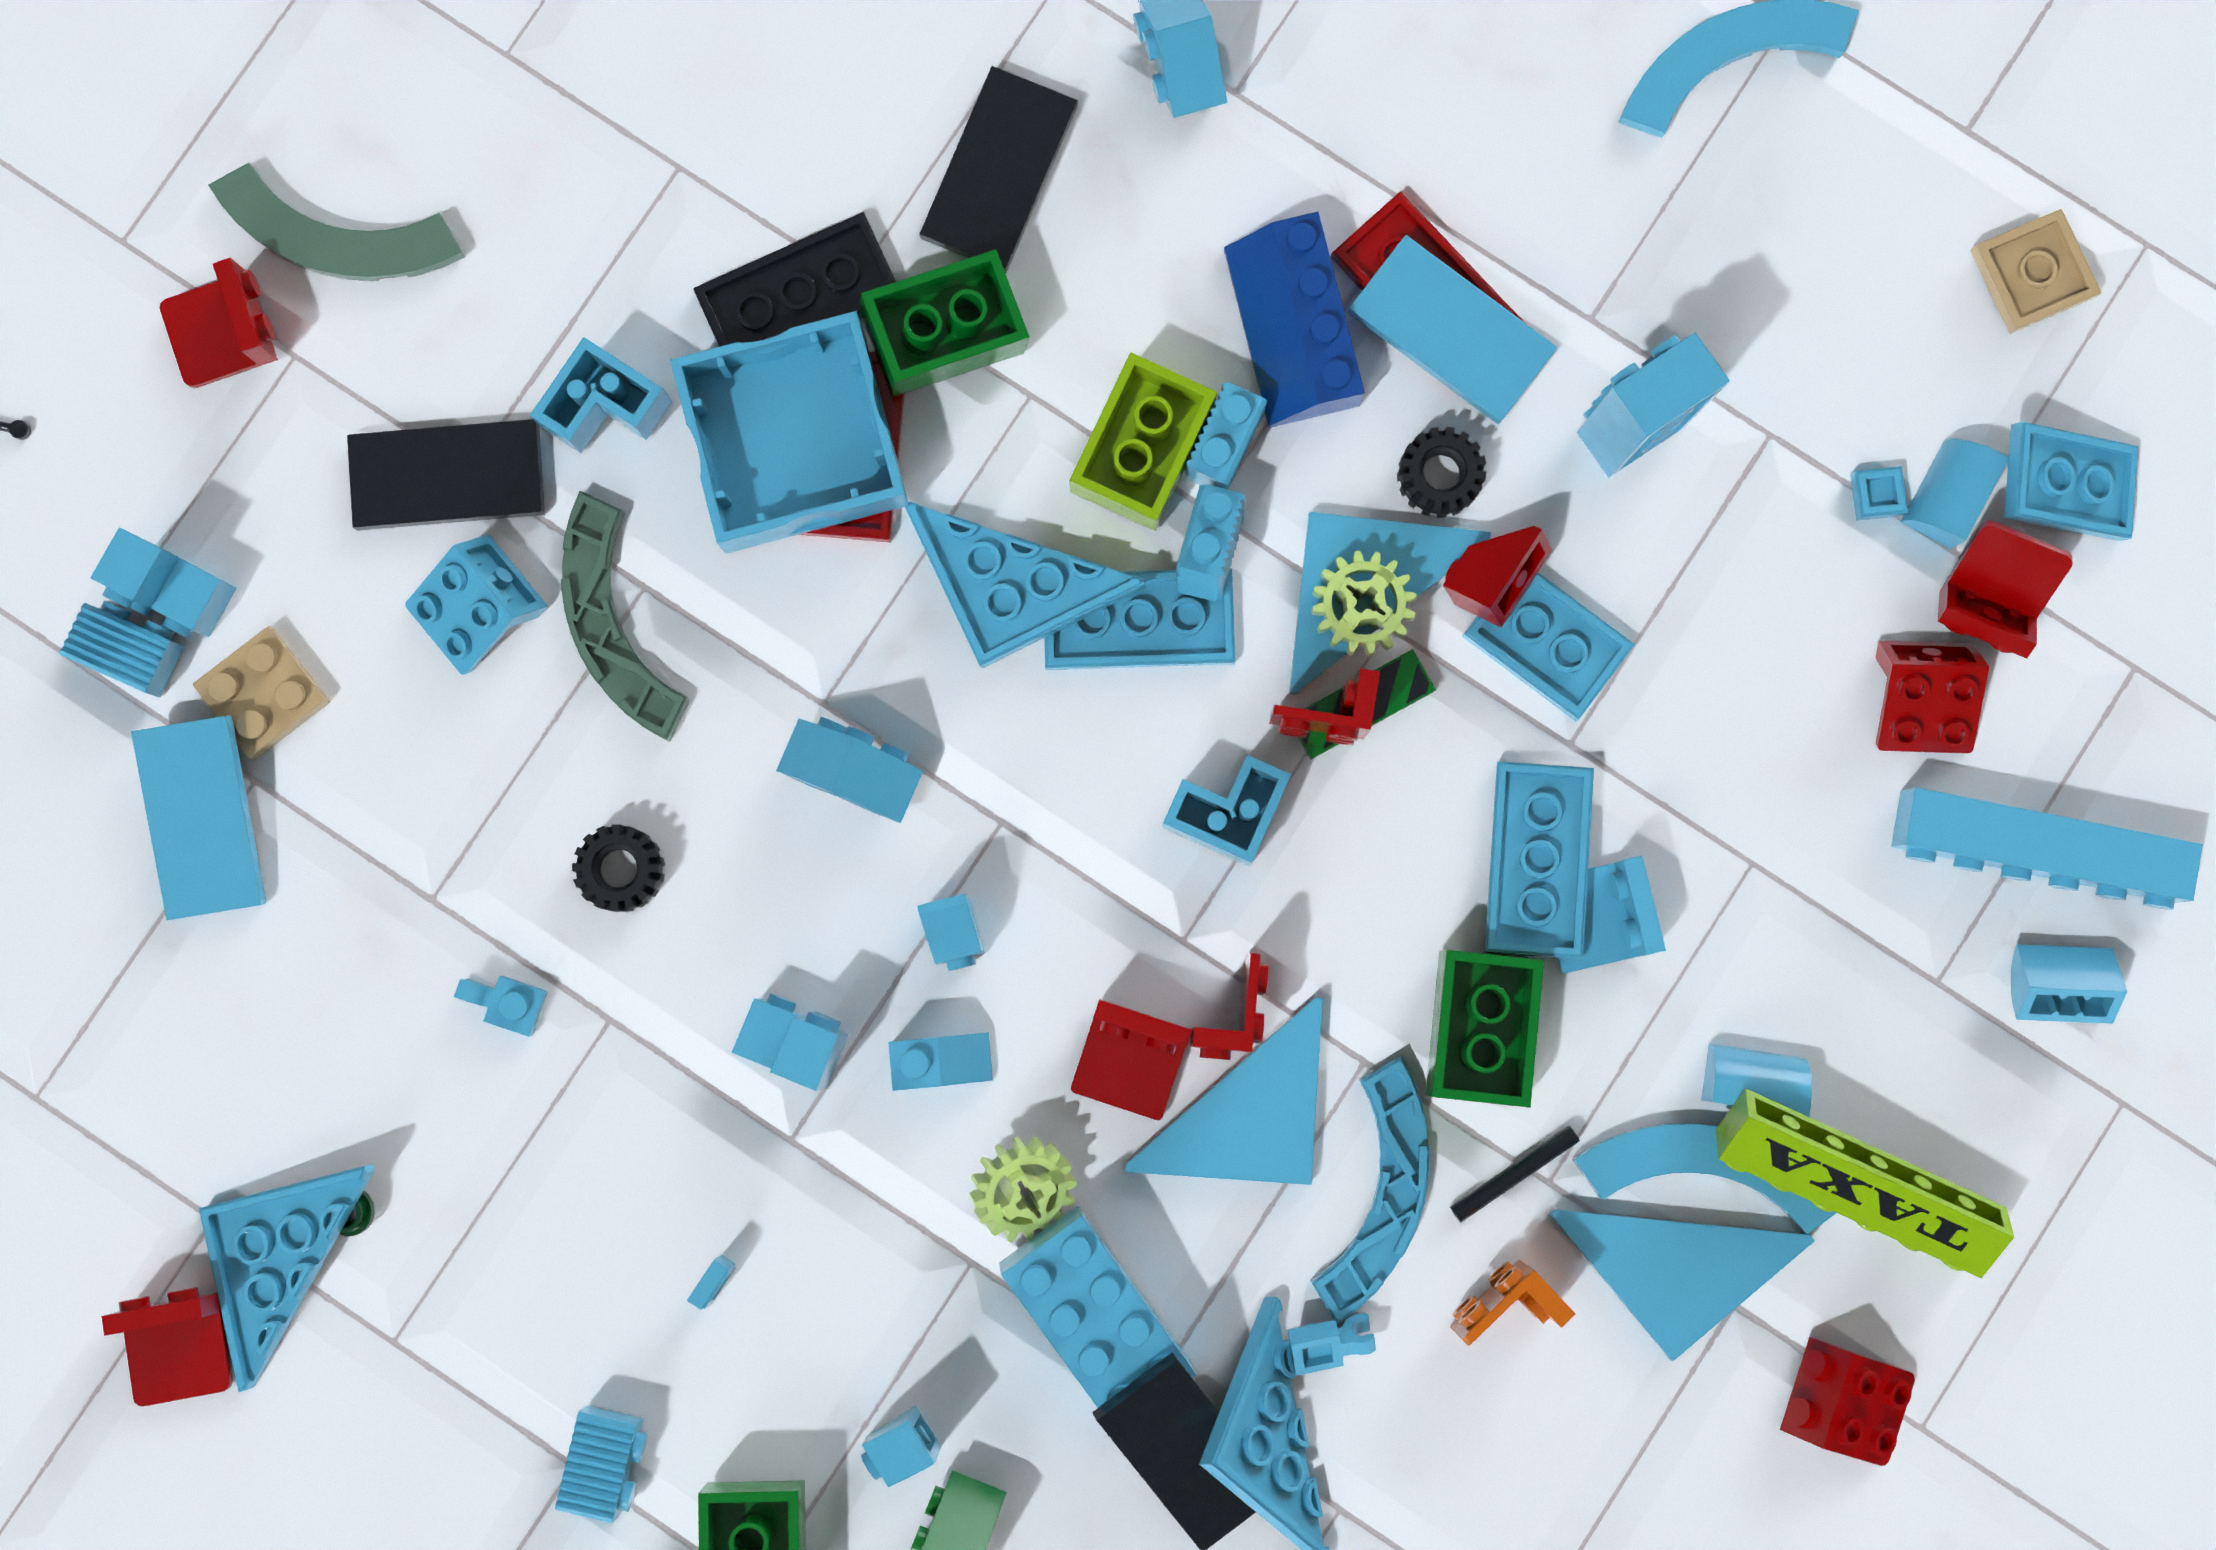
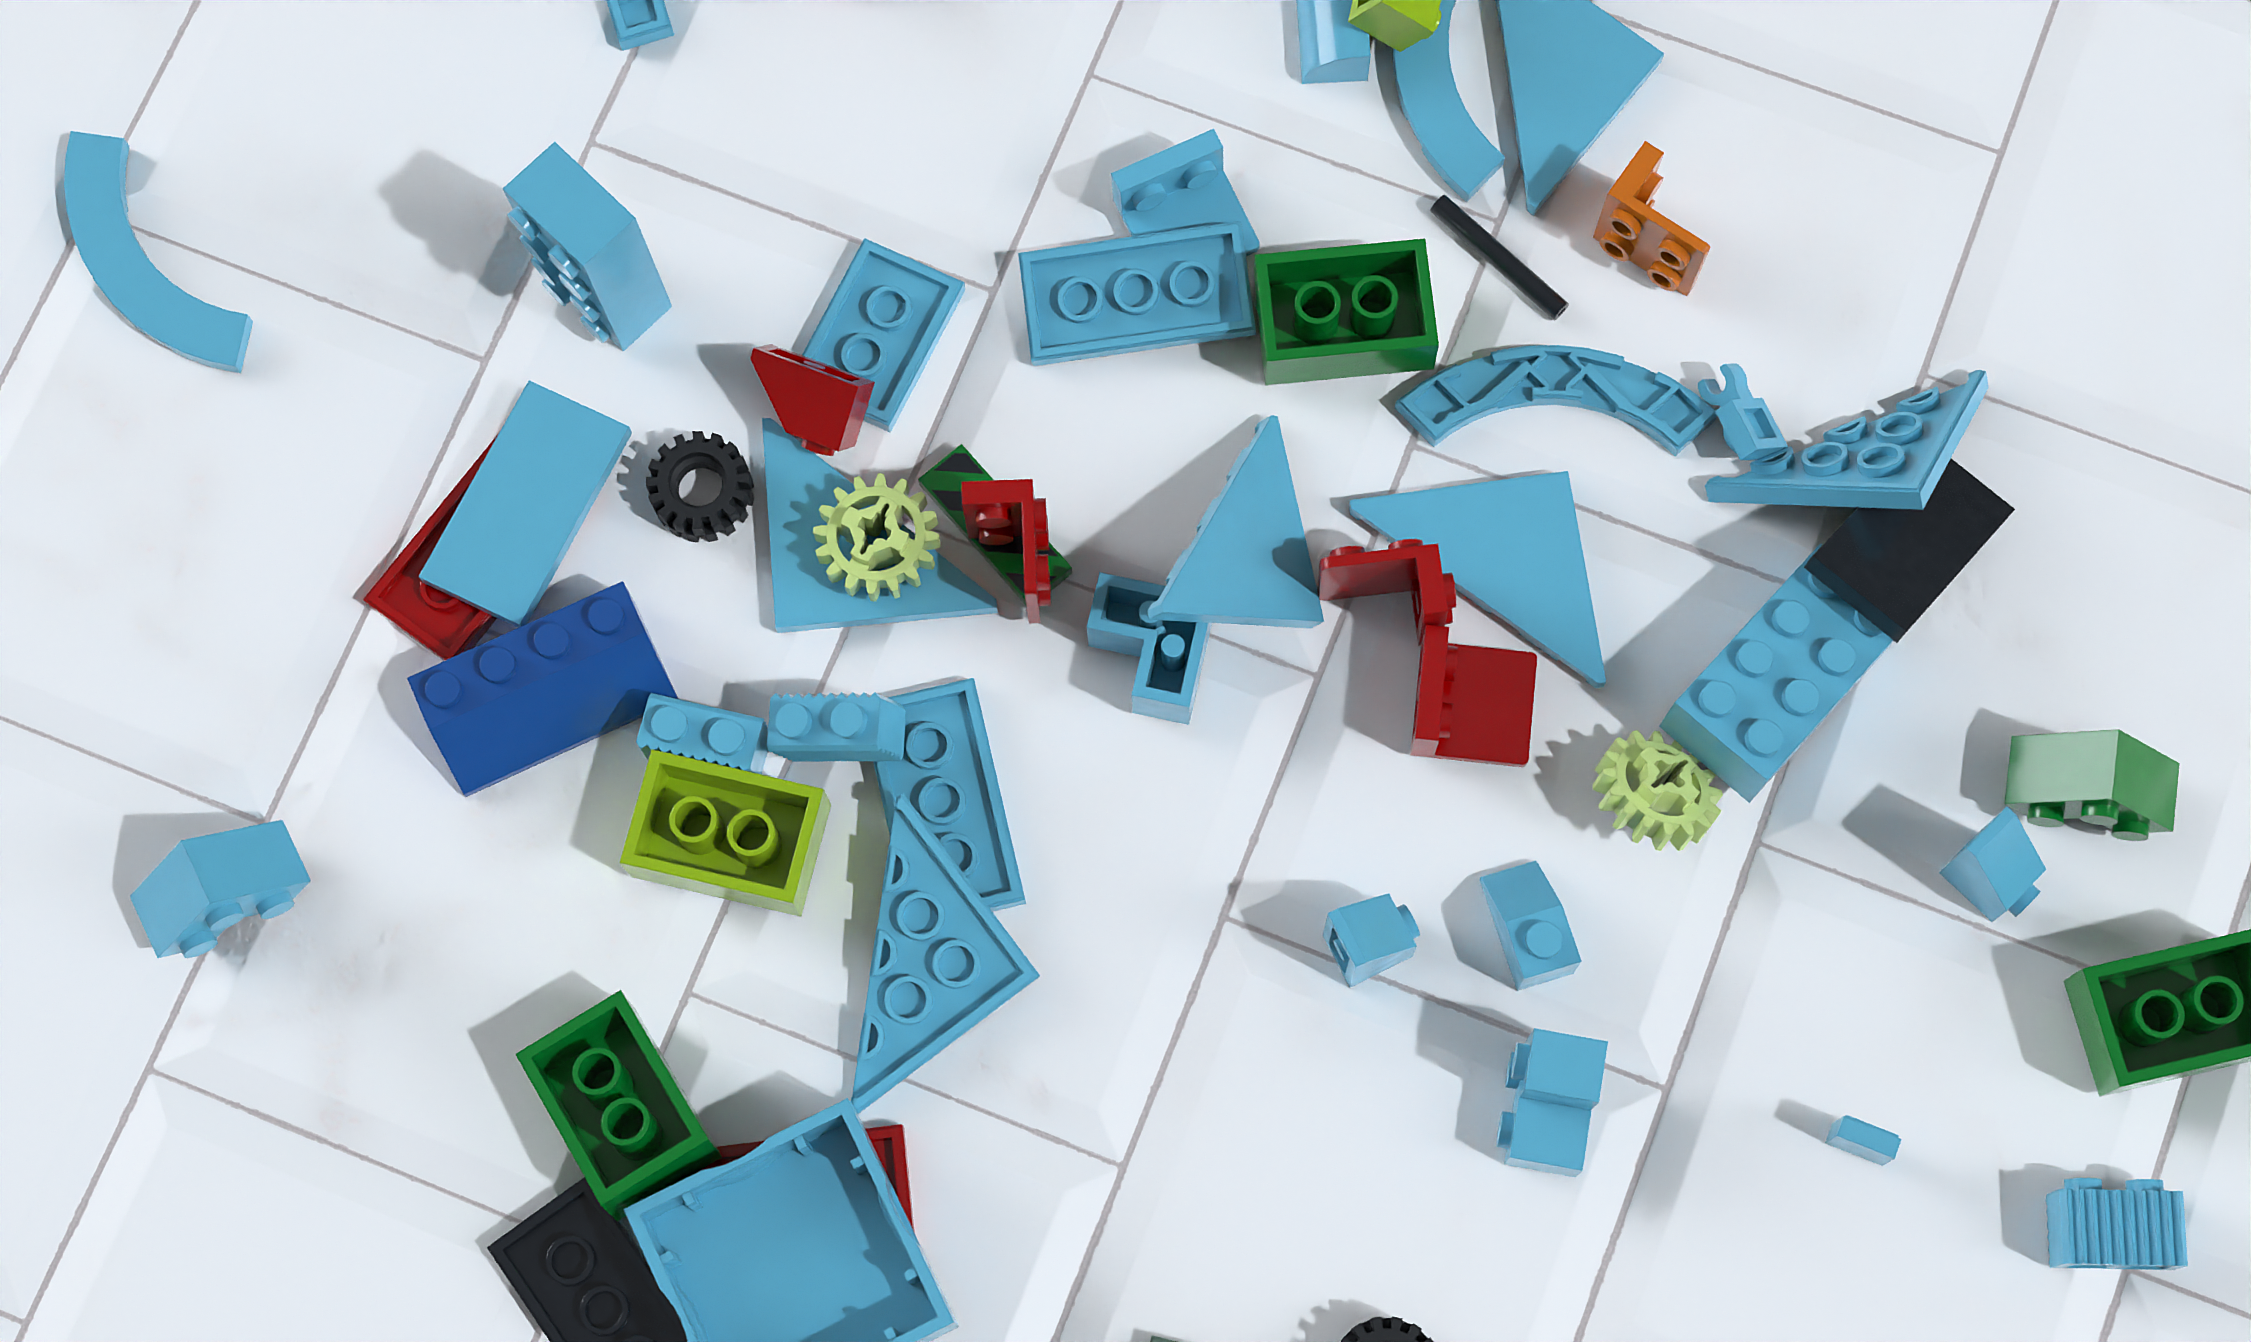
camera: 100 degrees left, 10 degrees down
(850, 767) = (1198, 1104): medium azure brick -> none
(999, 167) = (403, 1089): black tile -> none
(1291, 904) = (1248, 549): none -> medium azure tile

